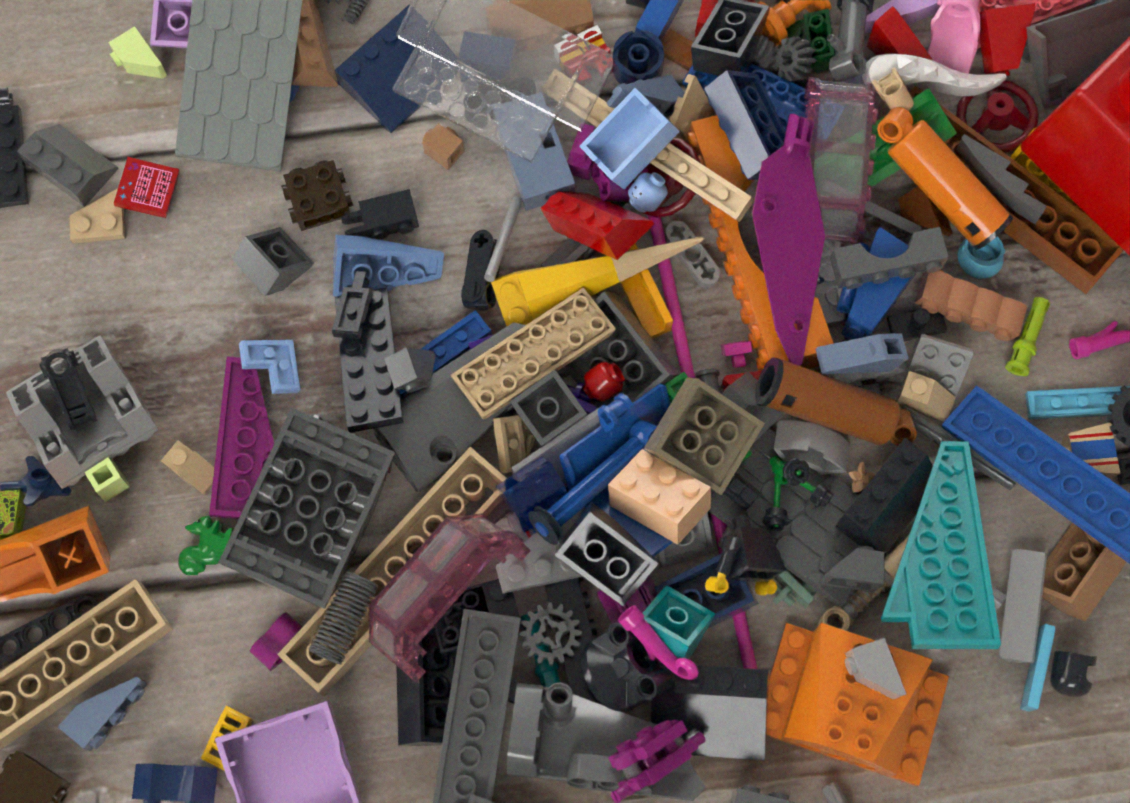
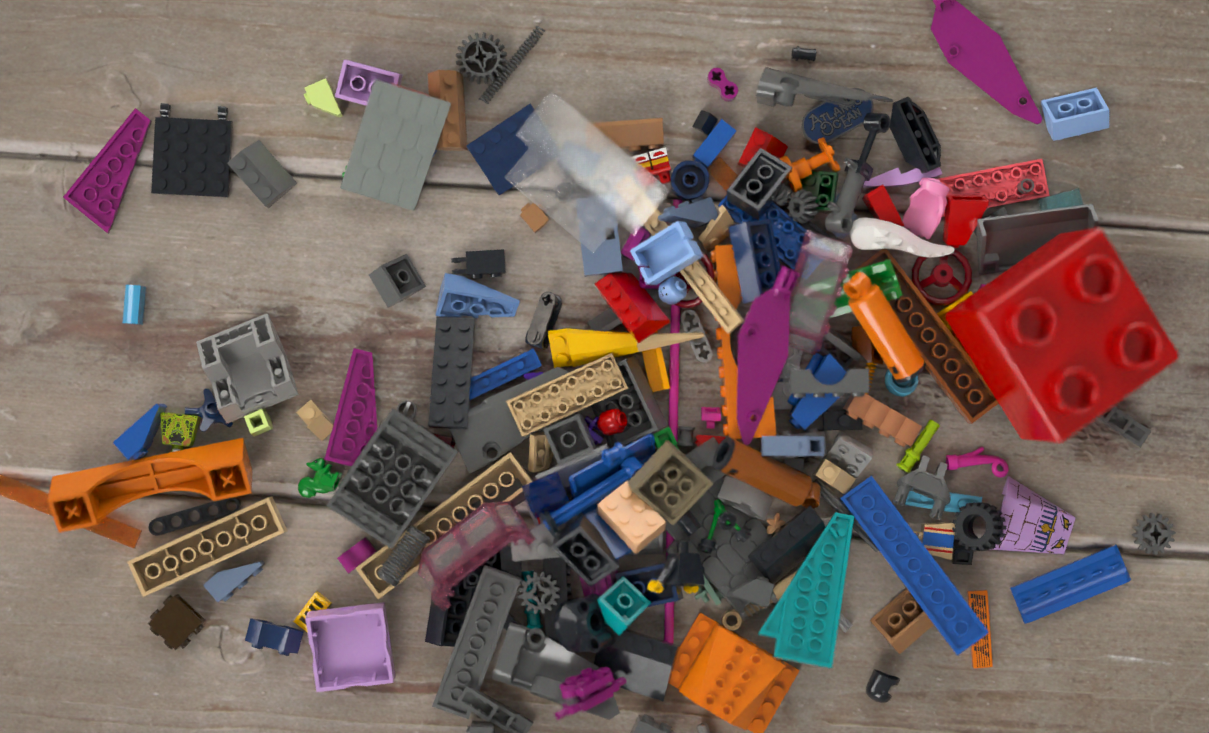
camera: 10 degrees right, 15 degrees up
(68, 388) = (240, 351): black piece -> none
(98, 221) = (278, 222): tan wing -> none
(146, 187) = (315, 205): red tile -> none
(277, 357) = (388, 353): light blue tile -> none
(316, 194) = (437, 236): dark brown brick -> none
(353, 308) = (447, 333): black hinge -> none
(410, 368) = (480, 390): dark grey slope -> none
(503, 239) = (563, 300): light grey bar -> none
(634, 621) = (594, 601): dark pink plant -> none
(875, 668) = (744, 664): light grey slope -> none
(893, 91) = (864, 257): tan piece -> none
(992, 172) = (921, 329): dark grey slope -> none
(1023, 606) = (861, 634): light grey slope -> none
(1038, 669) = (859, 677): medium azure tile -> none
(1055, 380) = (927, 485): none -> dark grey connector

